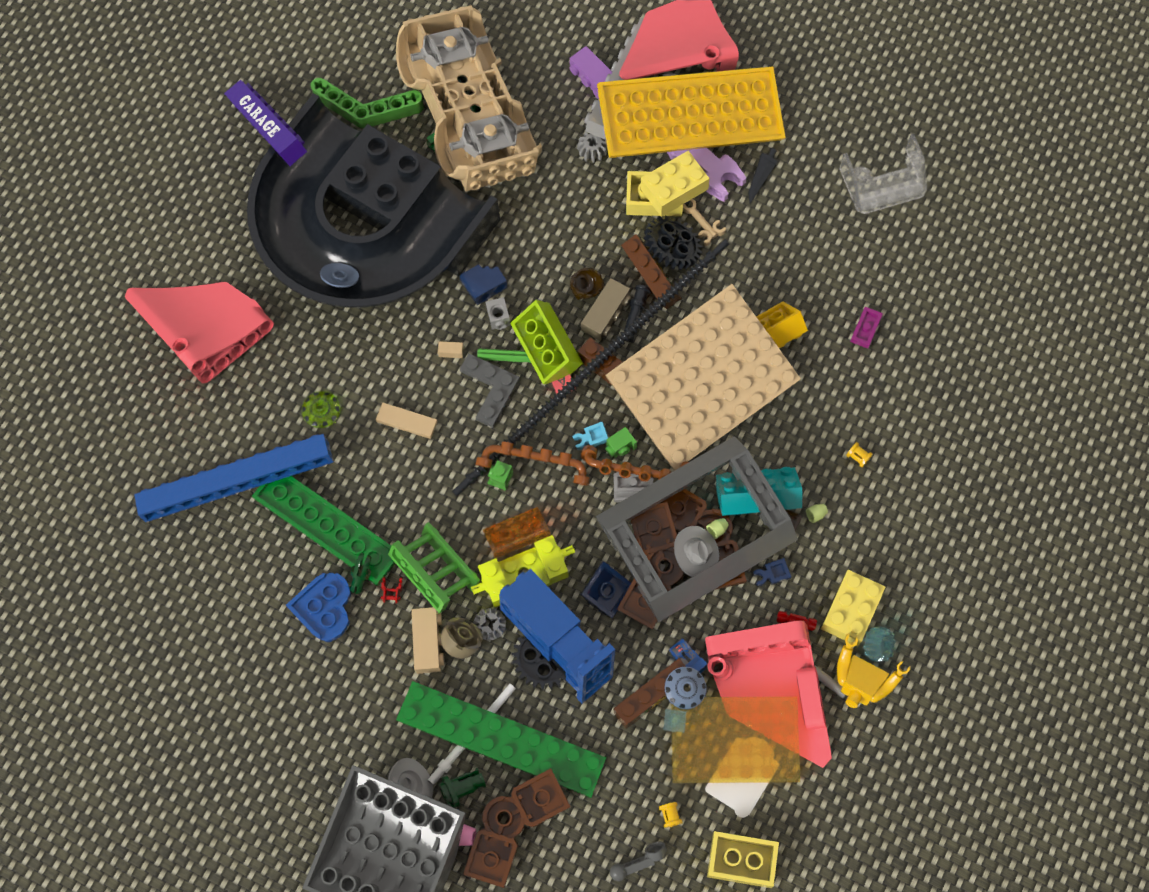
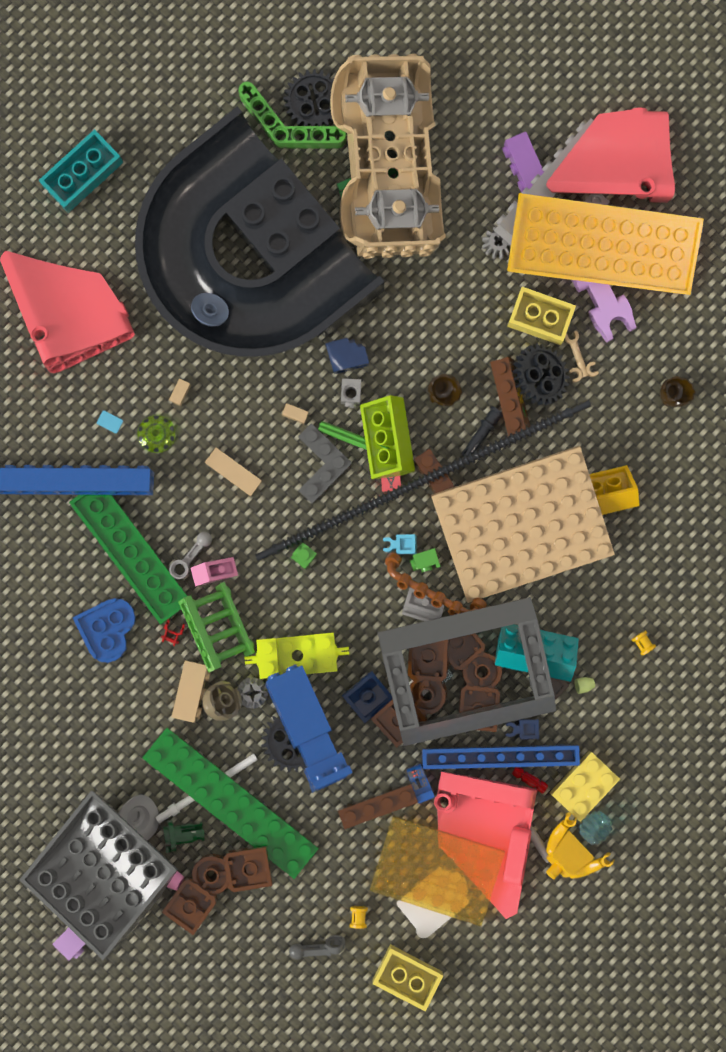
camera: 15 degrees right, 15 degrees up
(182, 197) = (81, 171): none -> teal brick
(267, 122) = (181, 123): dark purple brick -> none
(271, 412) = (109, 421): none -> medium azure sticker
(332, 364) = (180, 392): none -> tan piece
(360, 573) = (147, 611): dark green arm -> none
(368, 85) = (297, 103): none -> black gear
(396, 491) = (203, 540): none -> light grey piece
(414, 517) = (214, 571): none -> bright pink slope
(516, 532) = (302, 617): clear orange plate -> none
(527, 452) = (335, 545): dark orange bar -> none
(606, 310) = (455, 421): dark tan brick -> none
(674, 183) = (562, 318): light yellow brick -> none
(674, 721) = (388, 840): clear light blue plate -> none
(675, 692) = (403, 805): sand blue dish -> none
(695, 550) = (459, 690): light grey hat -> none
(717, 527) = (486, 675): yellowish green hose -> none
(759, 604) = (500, 756): none -> blue brick
(763, 170) = (657, 320): black bar -> none
(805, 221) = (677, 392): none -> dark brown hair
(866, 327) = (696, 519): magenta plate -> none

